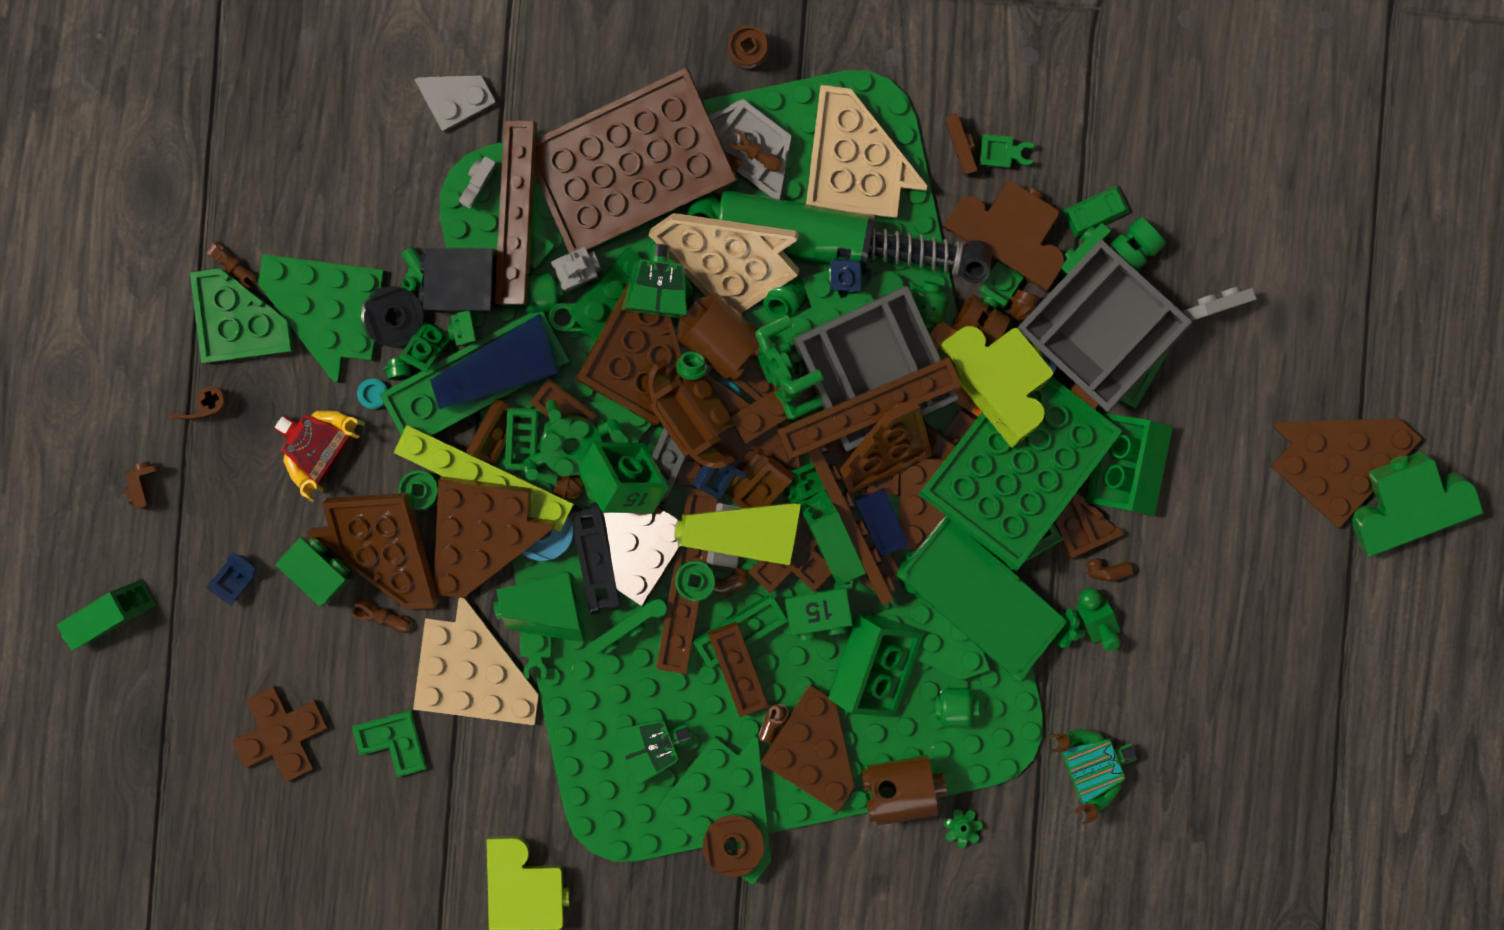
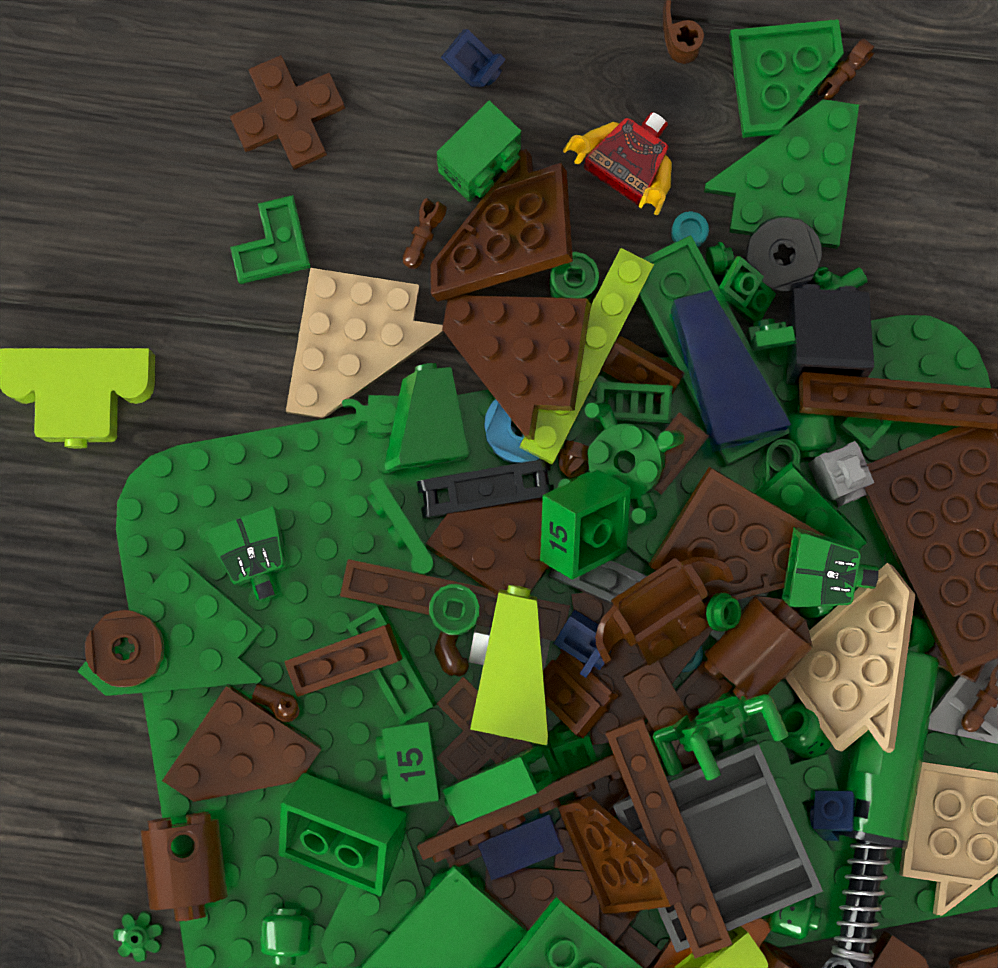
camera: 90 degrees right, 5 degrees down
(480, 176) = (954, 362): light grey plate -> none

